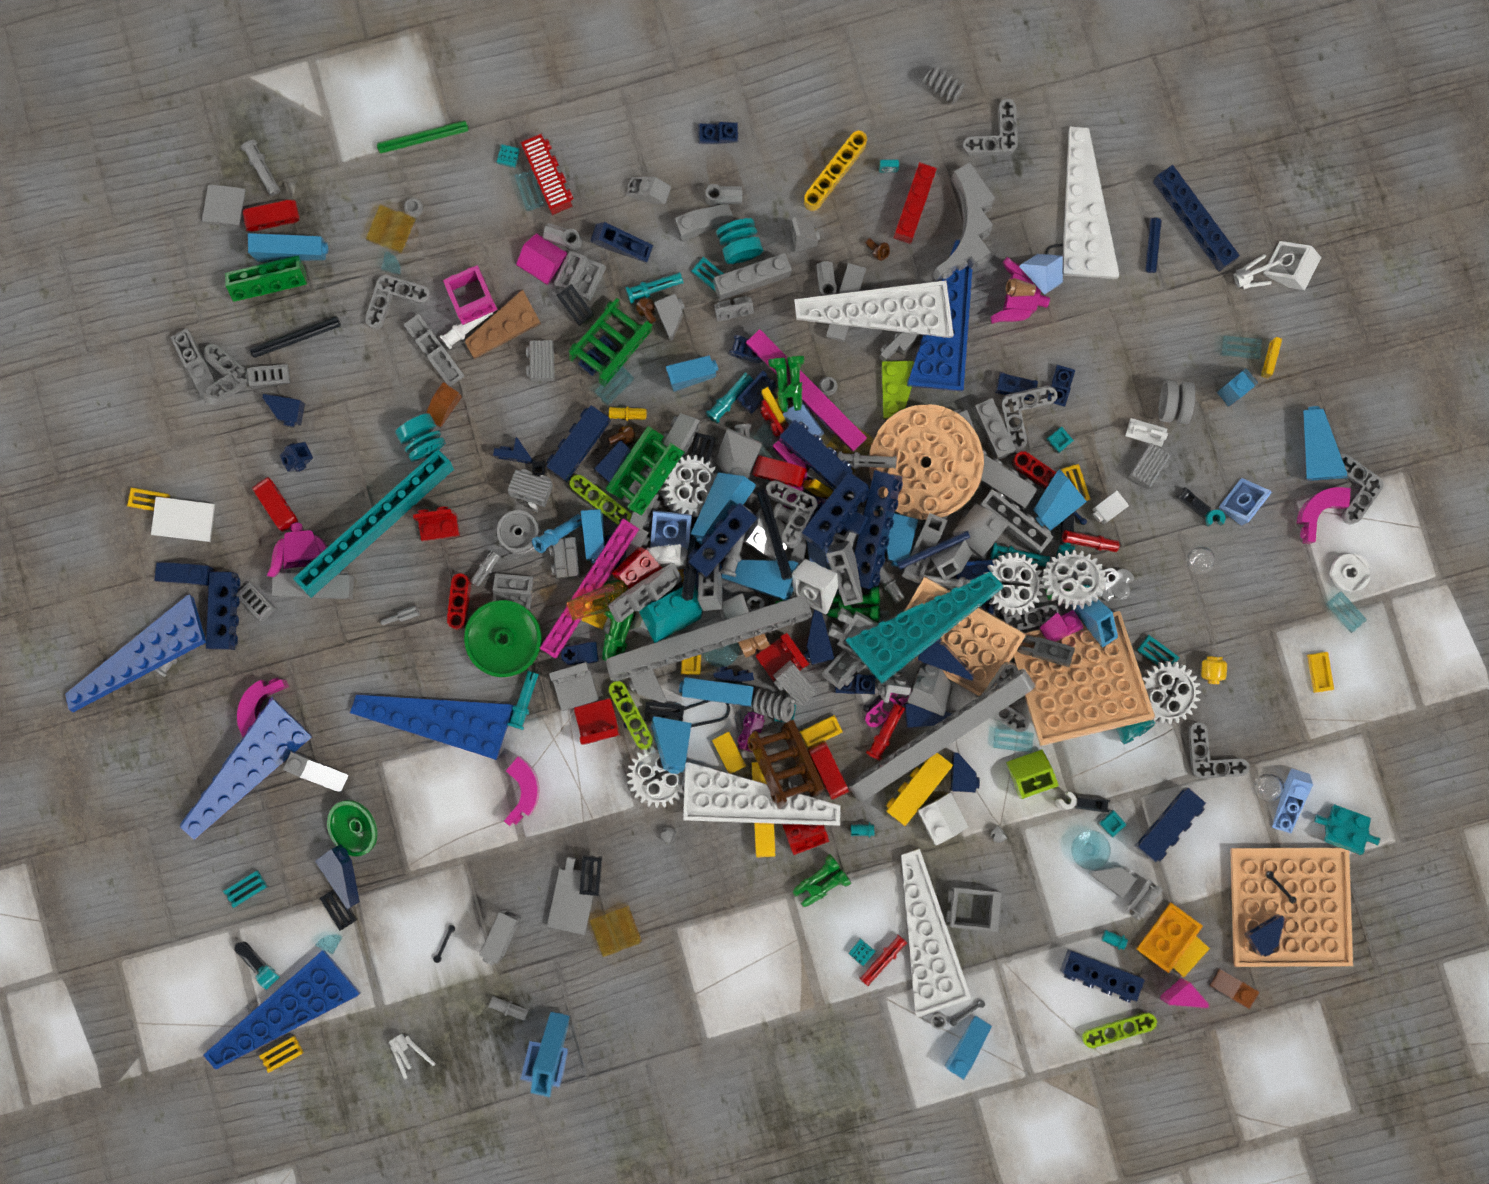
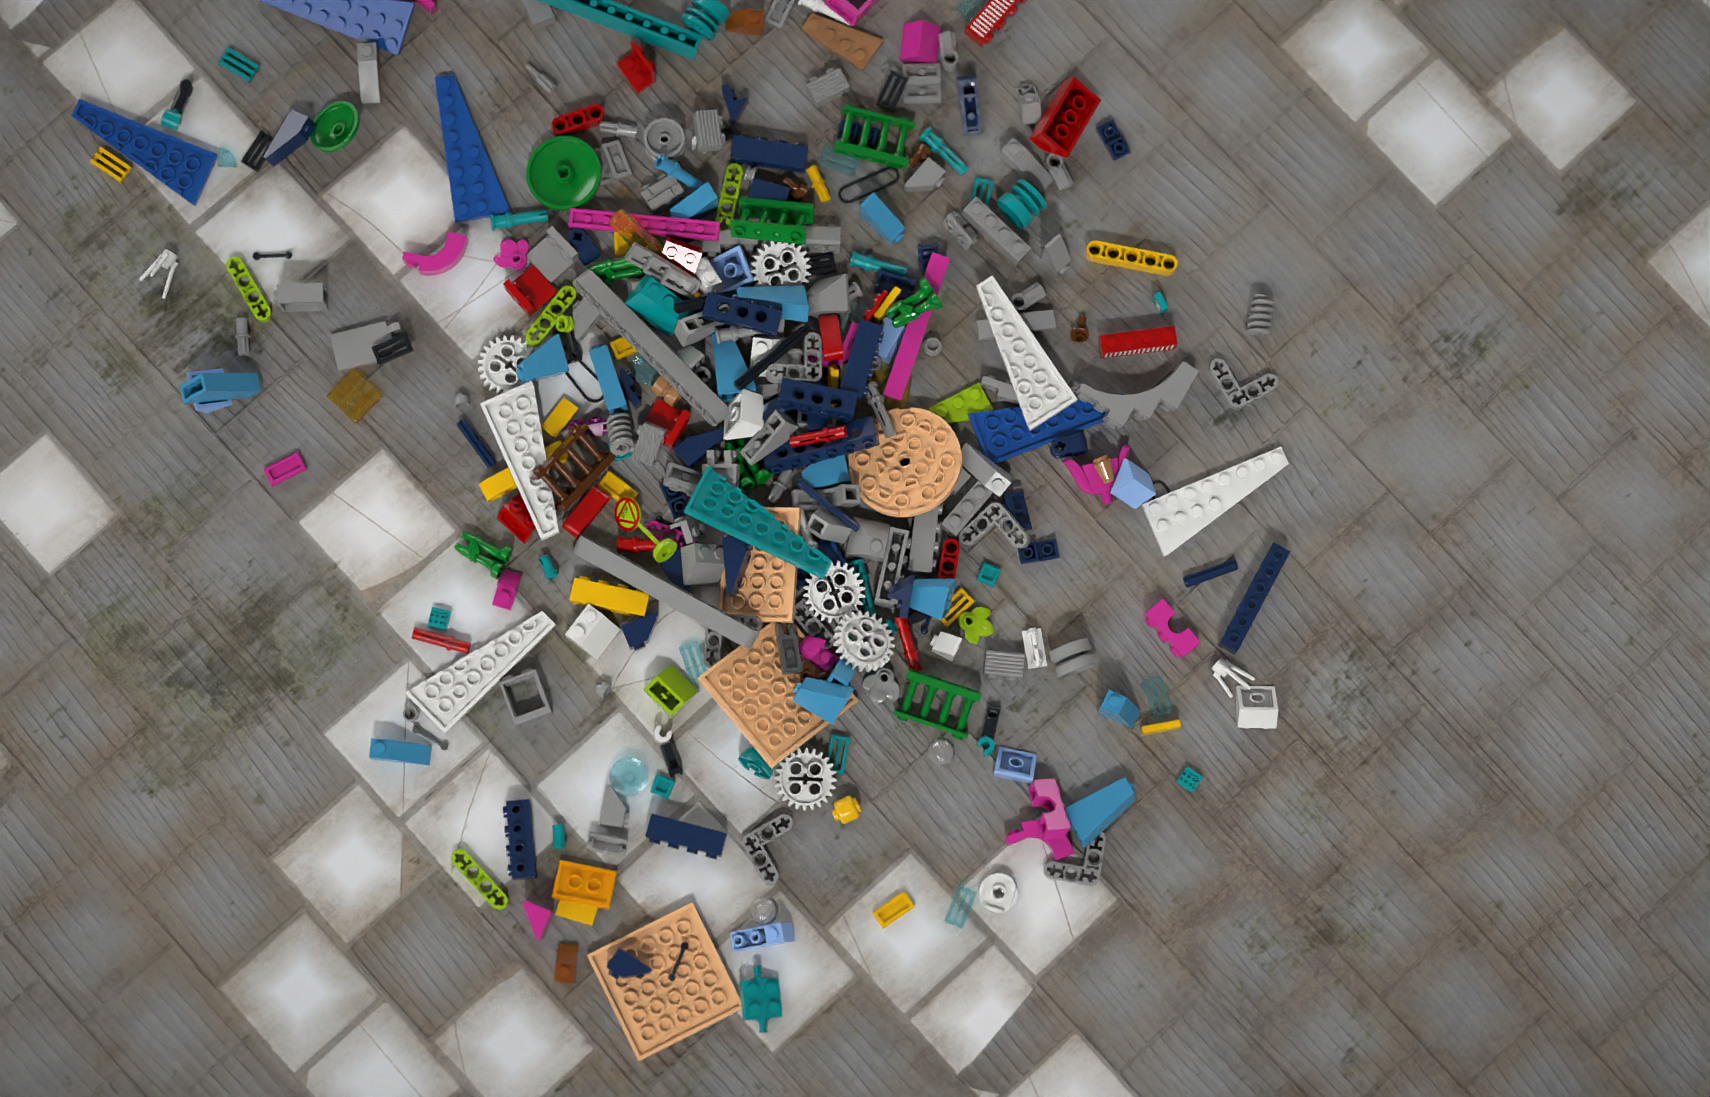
camera: 55 degrees right, 5 degrees down
(466, 983) = (250, 288): none -> lime beam
(551, 722) = (510, 252): none -> dark pink plate
(587, 469) = (750, 173): none -> light grey bush
(642, 370) = (869, 193): none -> black piece
(644, 710) = (565, 323): none -> lime bush
(652, 1027) = (285, 469): none -> dark pink tile
(679, 163) = (1065, 118): none -> red slope
(715, 840) = (476, 443): none -> dark blue axle
(853, 734) = (628, 518): none -> lime piece
(864, 877) = (507, 589): none -> dark pink slope
(872, 519) = (826, 434): none -> red pin
(969, 394) = (985, 470): none -> light grey slope
(979, 309) = (1072, 446): none -> dark blue piece
(1049, 522) = (902, 591): none -> dark blue slope
(1083, 644) = (808, 672): none -> reddish brown plate
(1102, 471) = (979, 624): none -> lime plate
(1111, 641) = (822, 697): none -> dark azure slope
(1140, 536) = (933, 684): none -> green fence
(1172, 308) = (1180, 643): none -> dark pink arch
(1287, 485) = (1047, 795): none -> dark pink arch
(1328, 356) = (1189, 779): none -> teal tile

